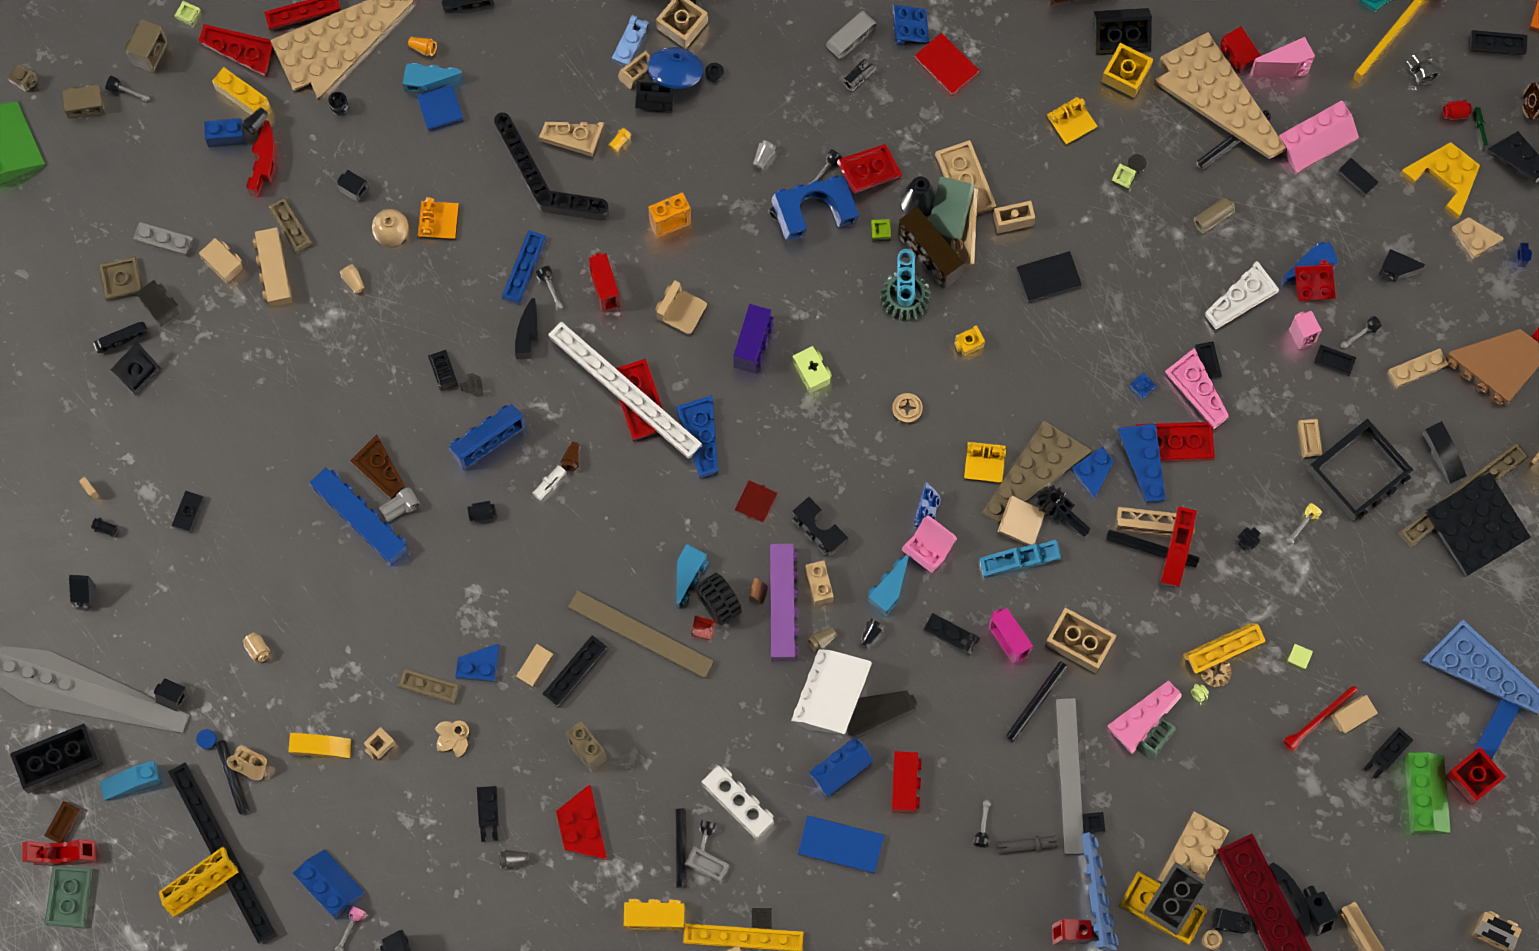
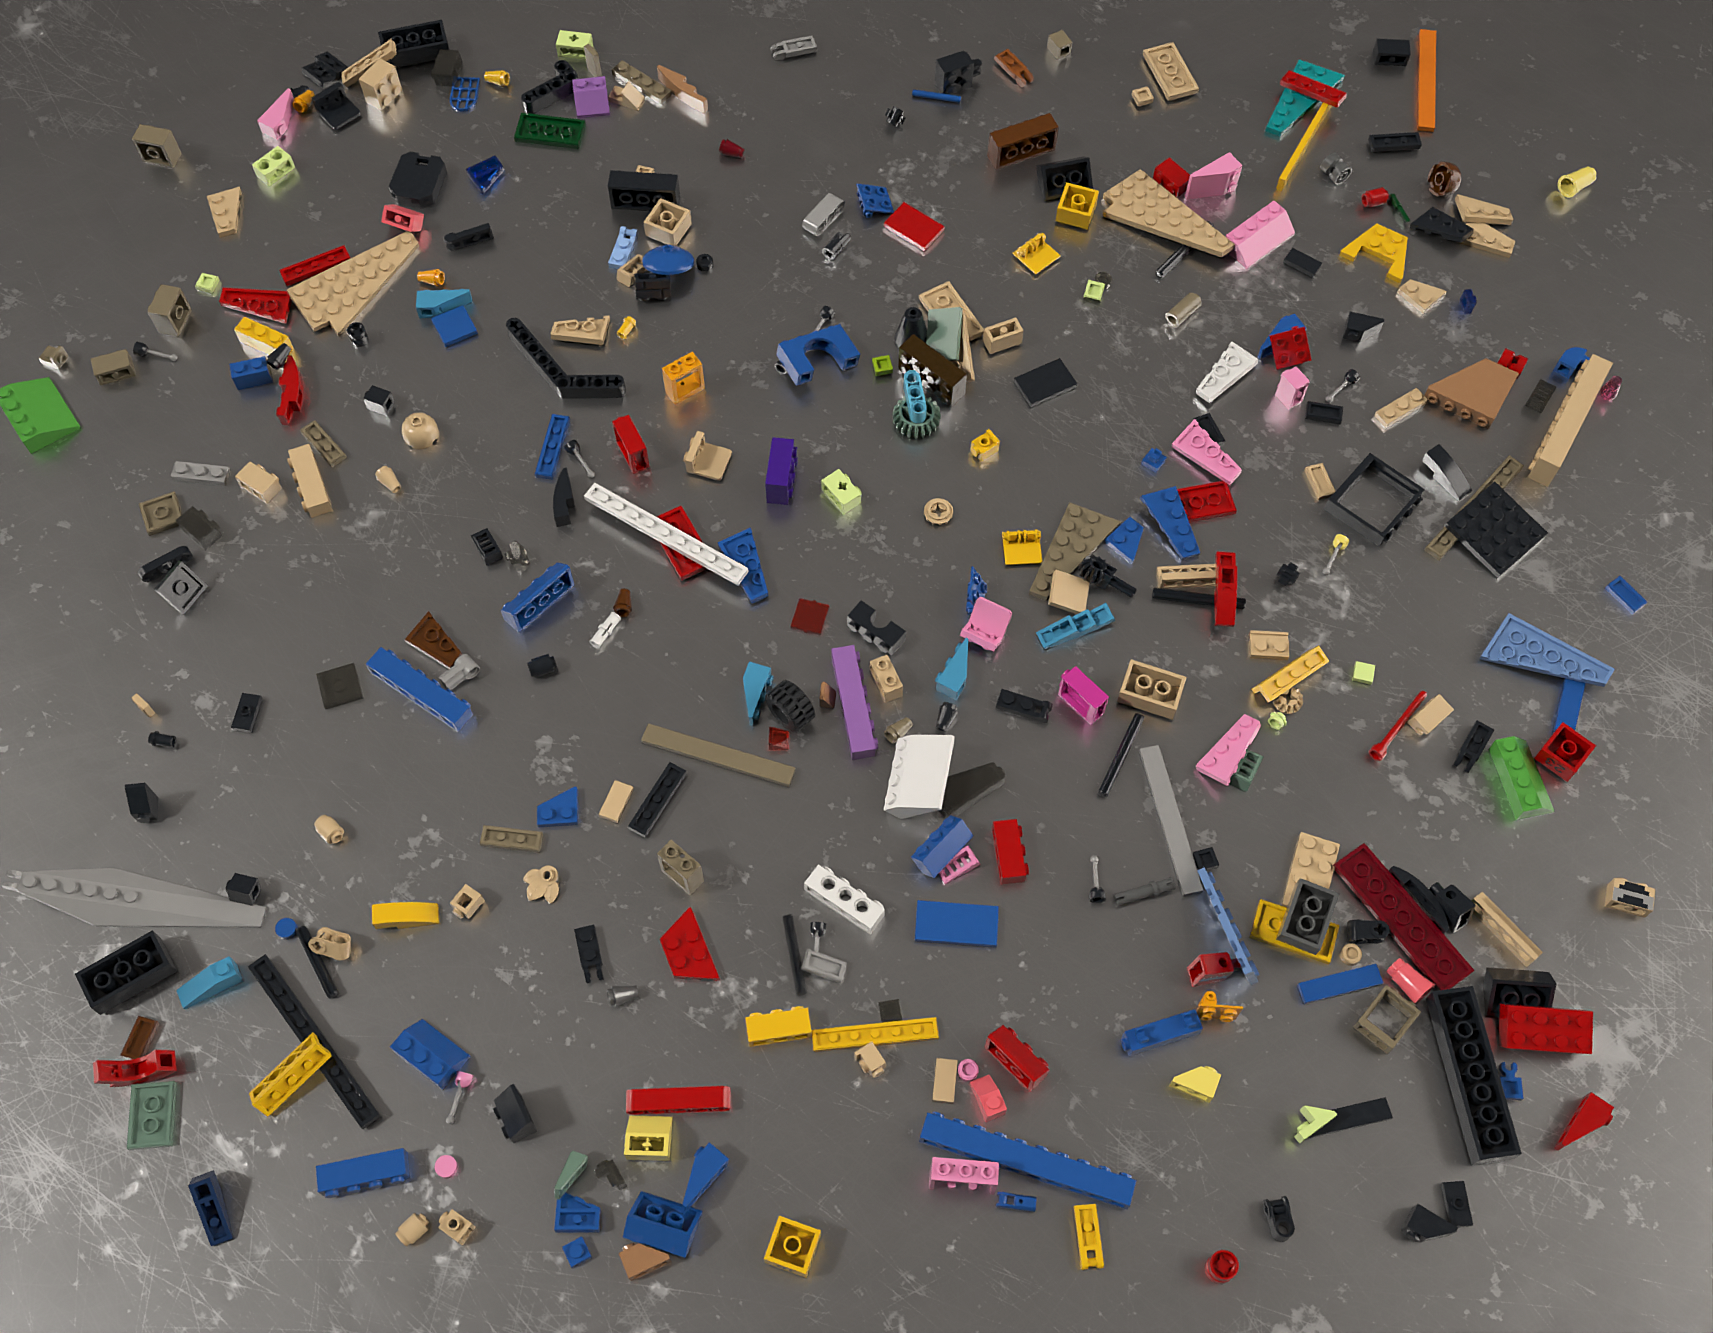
camera: 10 degrees left, 10 degrees down
(280, 498) = (339, 686): none -> clear smoke tile
(438, 219) = (464, 417): light orange hinge -> none
(764, 153) = (762, 318): light grey cone -> none
(863, 790) = (960, 870): none -> bright pink slope
(869, 168) = (861, 316): red tile -> none
(1211, 611) = (1269, 645): none -> tan plate

